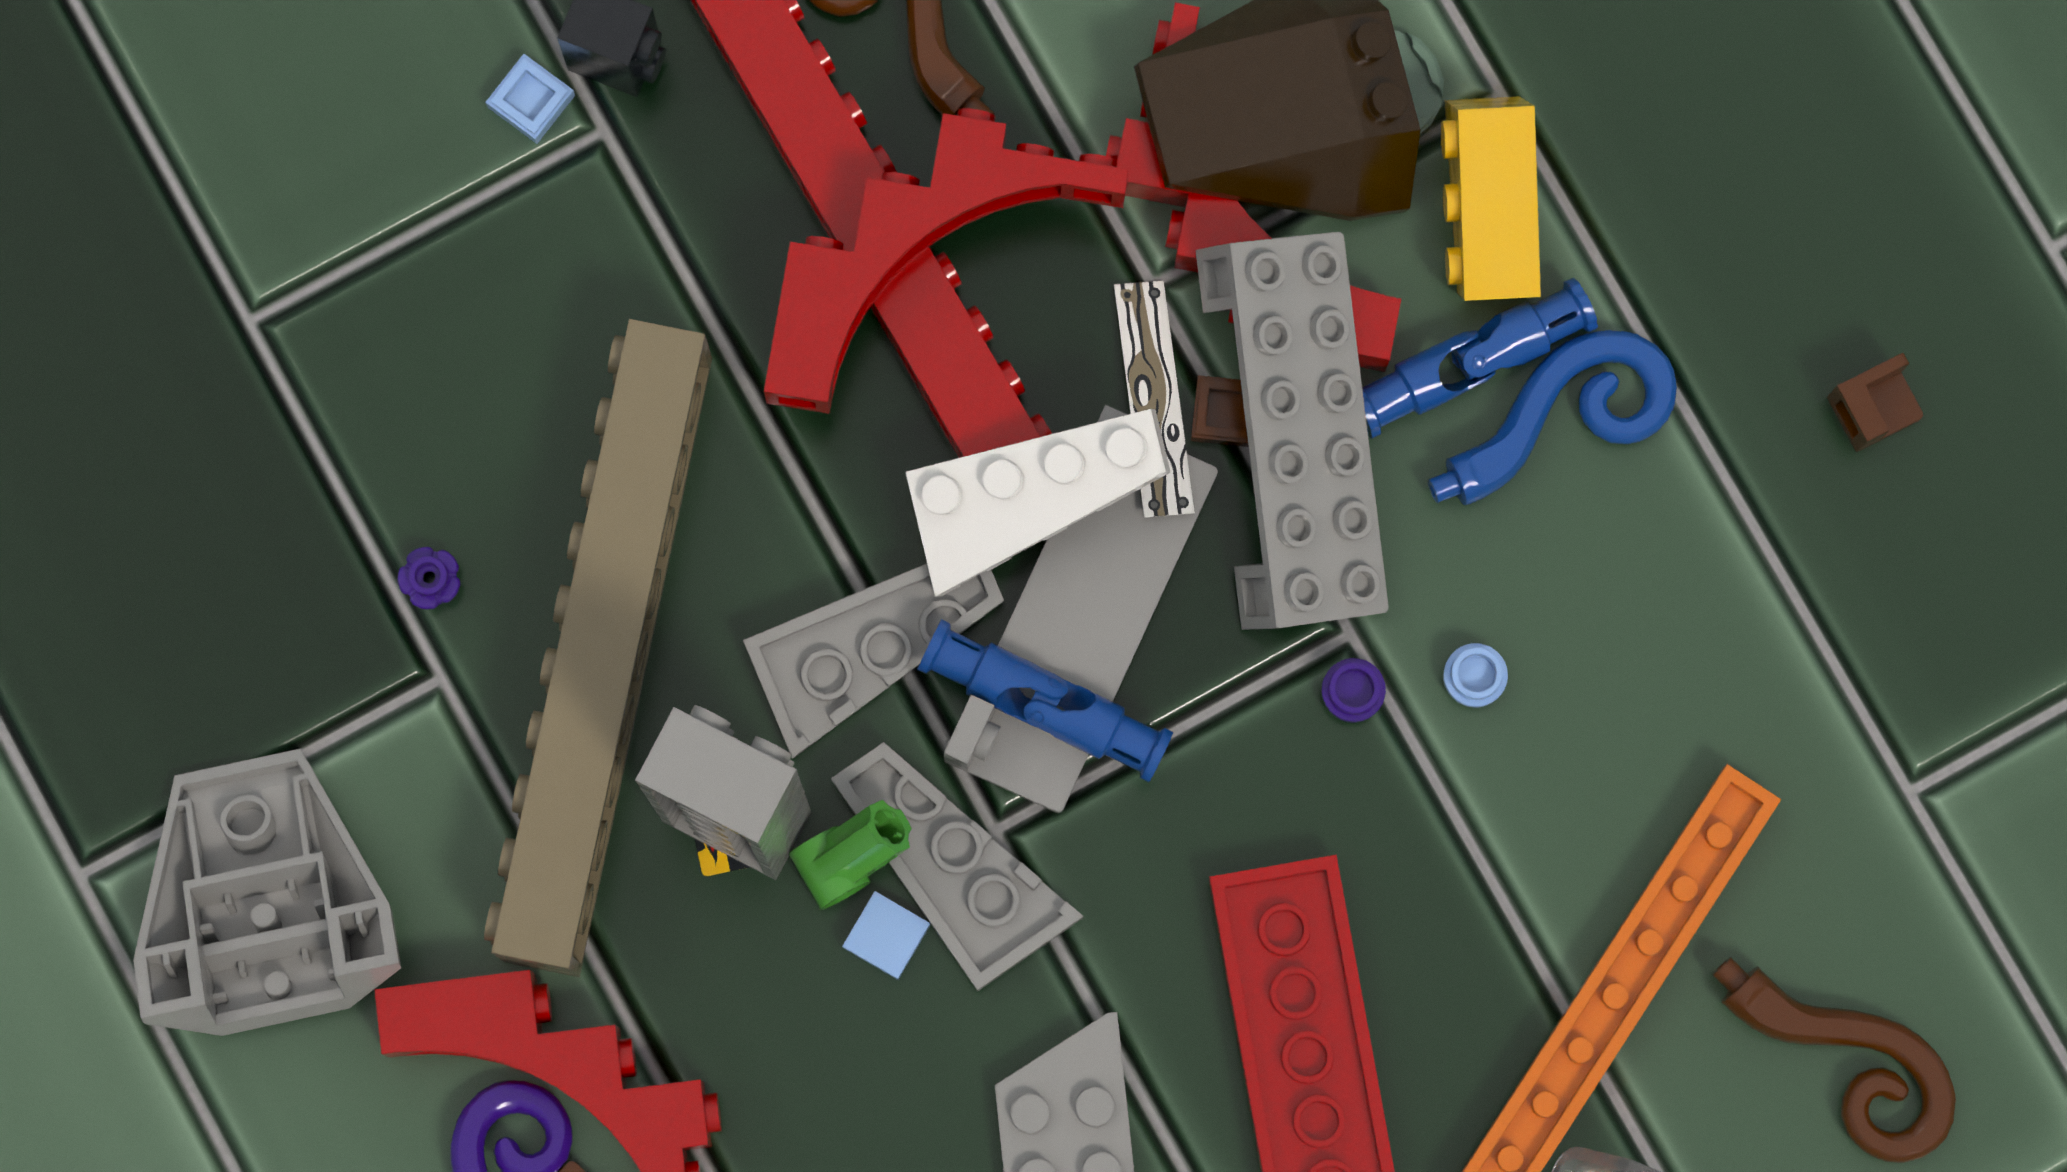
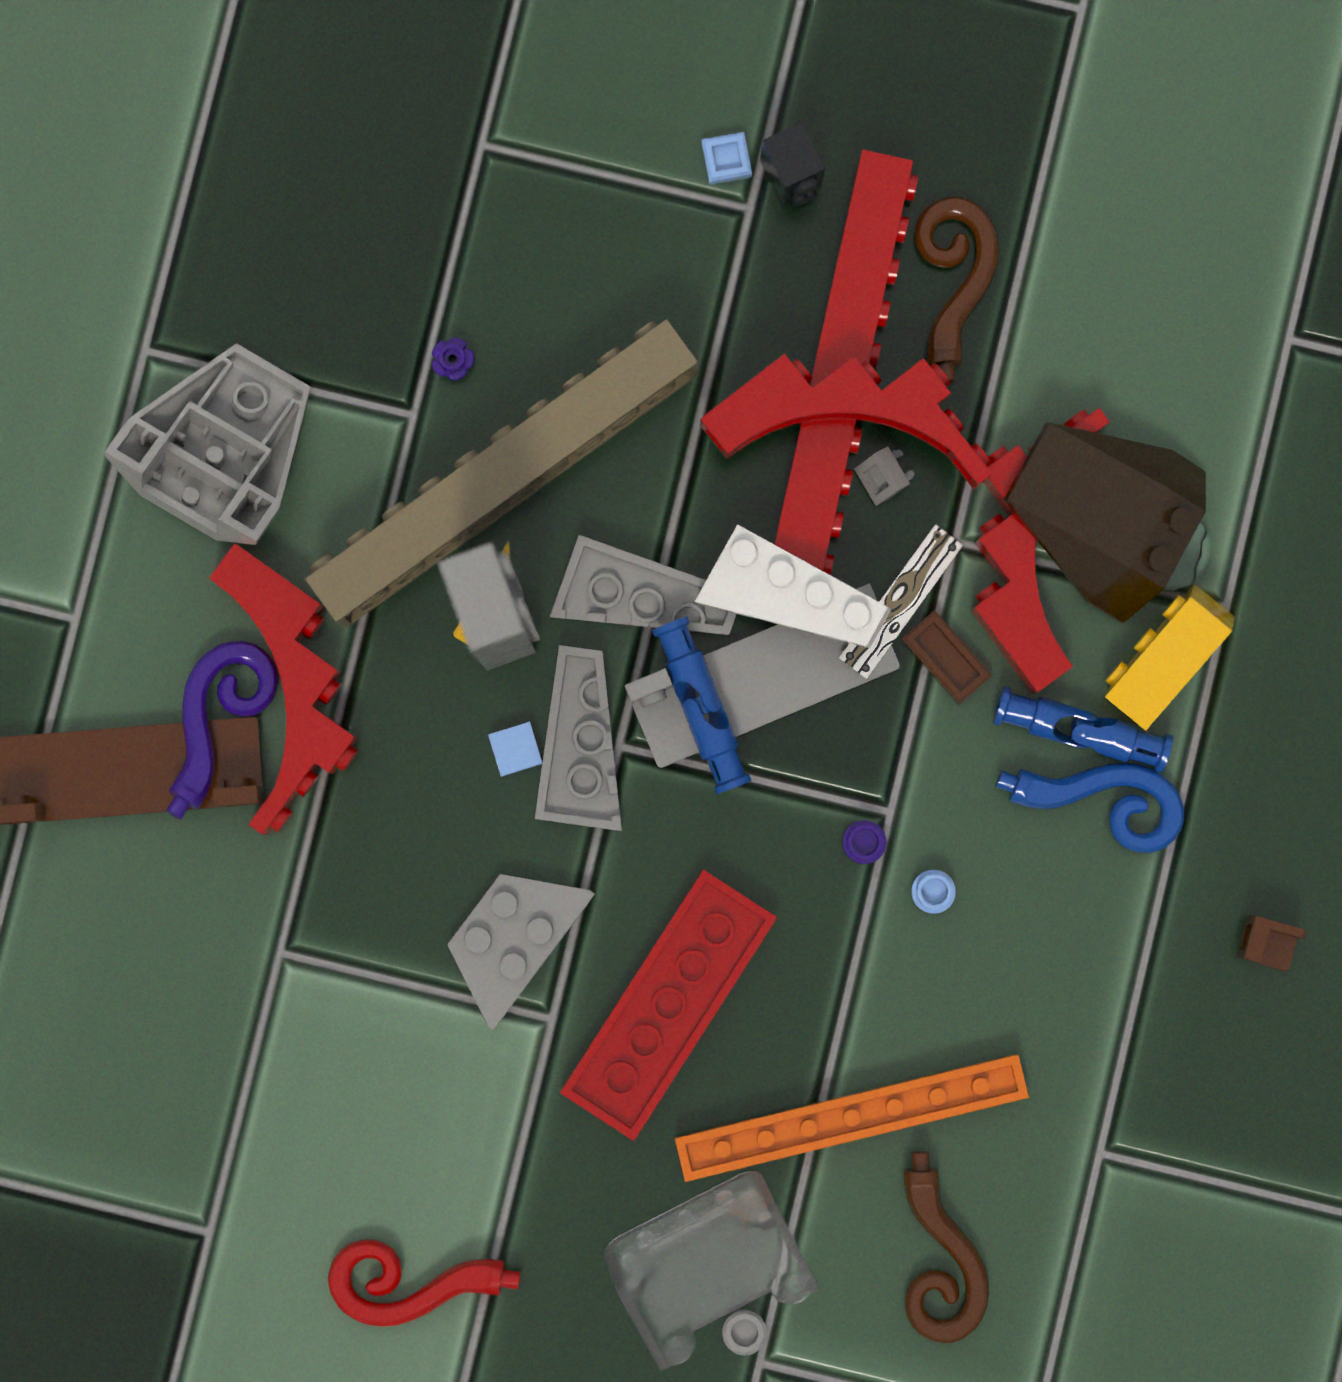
camera: 45 degrees right, 5 degrees up
(844, 856) = (531, 691): bright green piece -> none
(1011, 281) = (883, 475): none -> light grey tile
(1301, 429) = (958, 686): light grey bracket -> none

